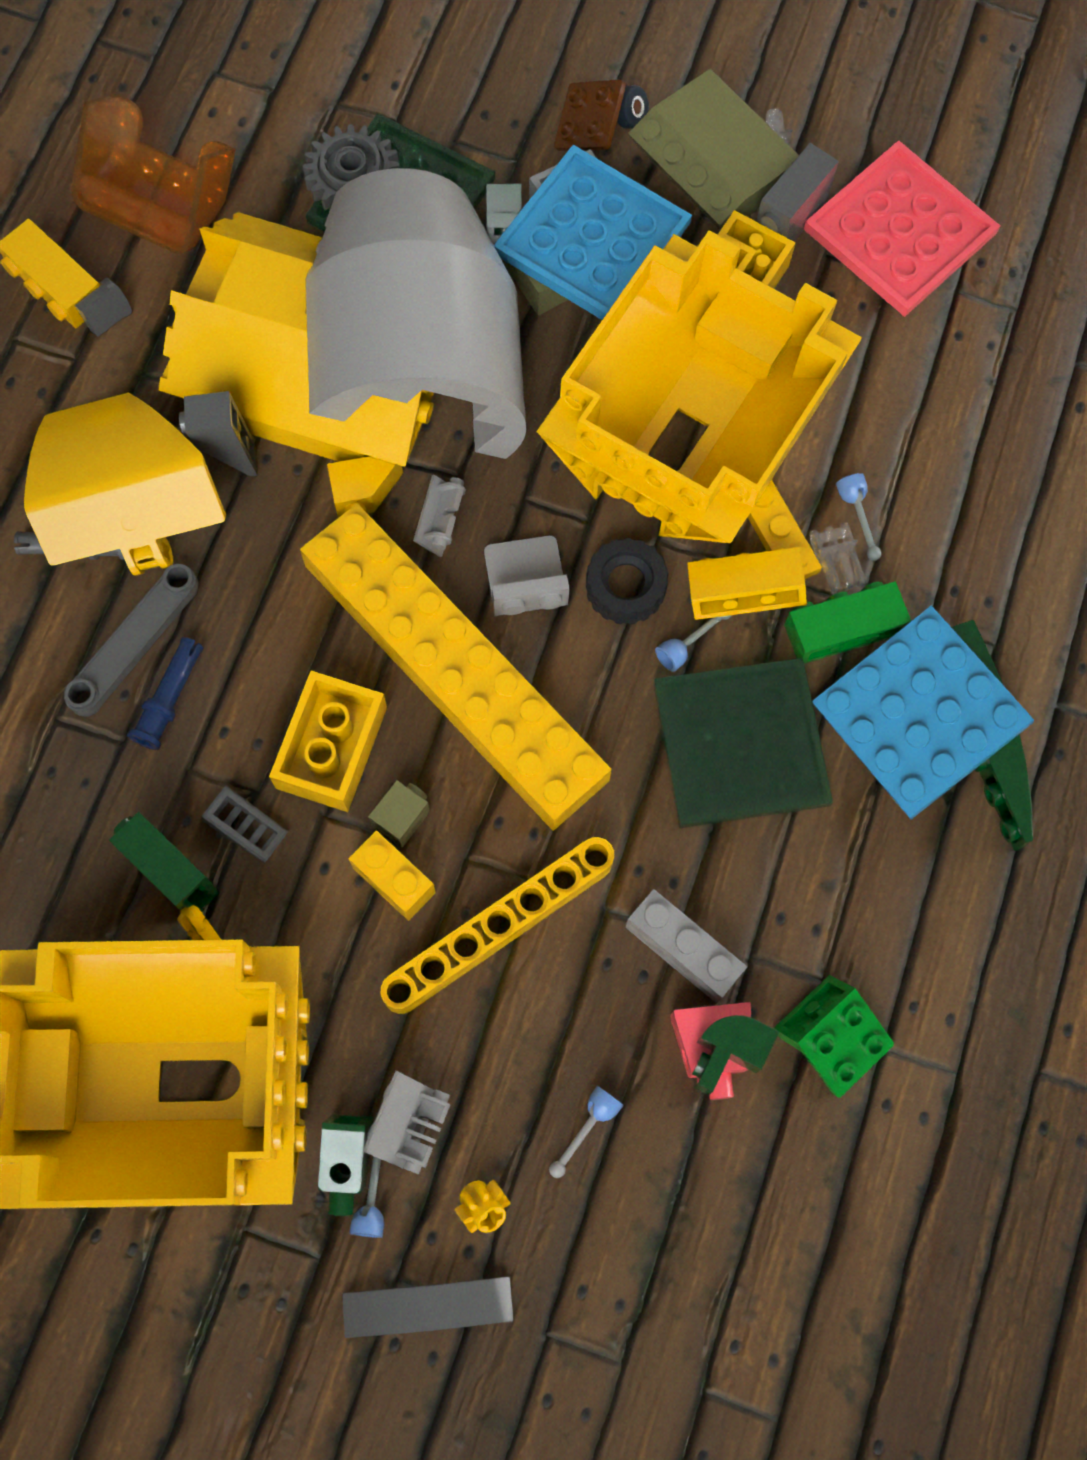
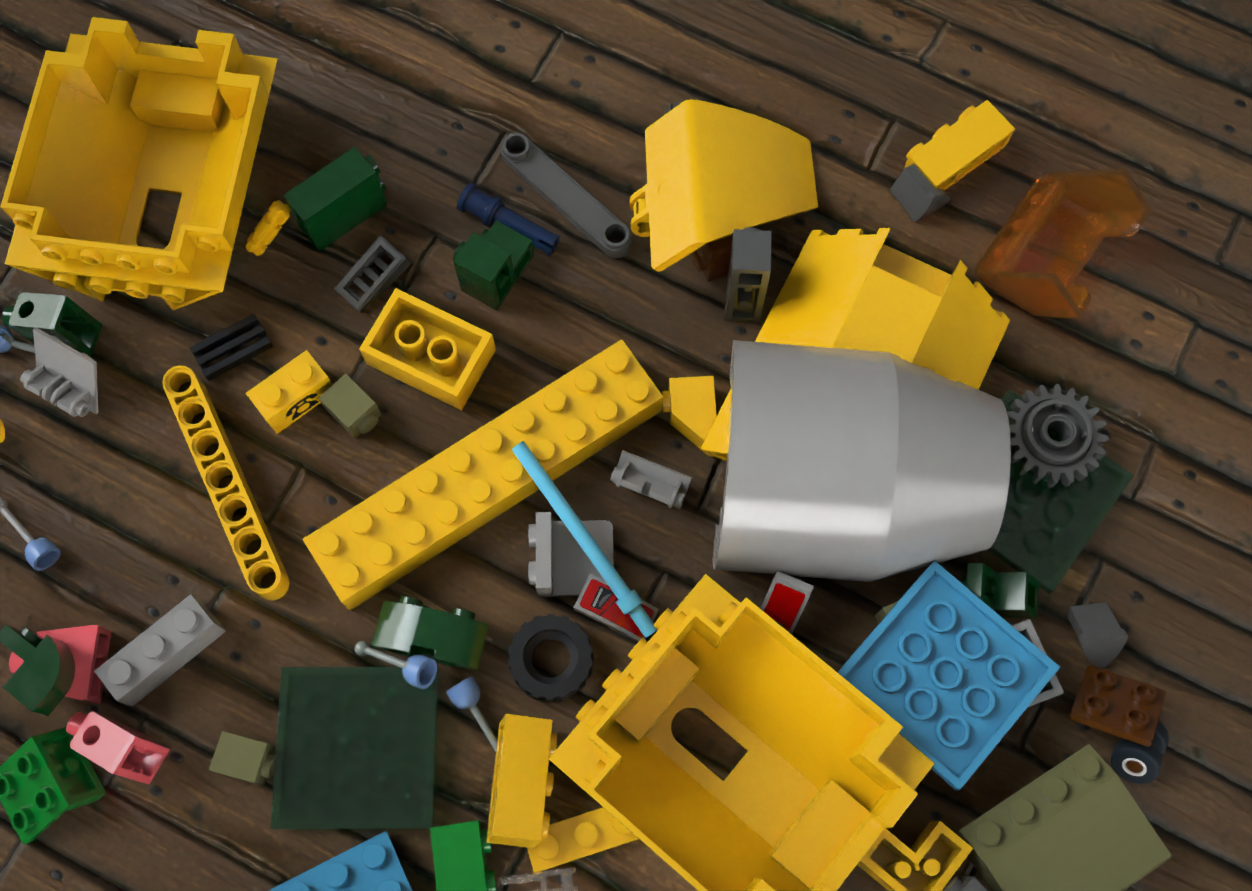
camera: 100 degrees right, 0 degrees up
(224, 693) = (492, 263): none -> dark green brick
(324, 933) = (229, 345): none -> black tile
(524, 138) = (1097, 632): none -> dark grey tile
(543, 375) = (786, 600): none -> slope
(561, 514) = (628, 600): none -> medium azure bar
(569, 532) = (599, 603): none -> slope
(625, 689) = (417, 630): none -> dark green brick
(662, 691) = (416, 670): none -> medium blue hinge
(773, 842) = (243, 758): none -> olive brick
(797, 953) = (116, 746): none -> coral torso

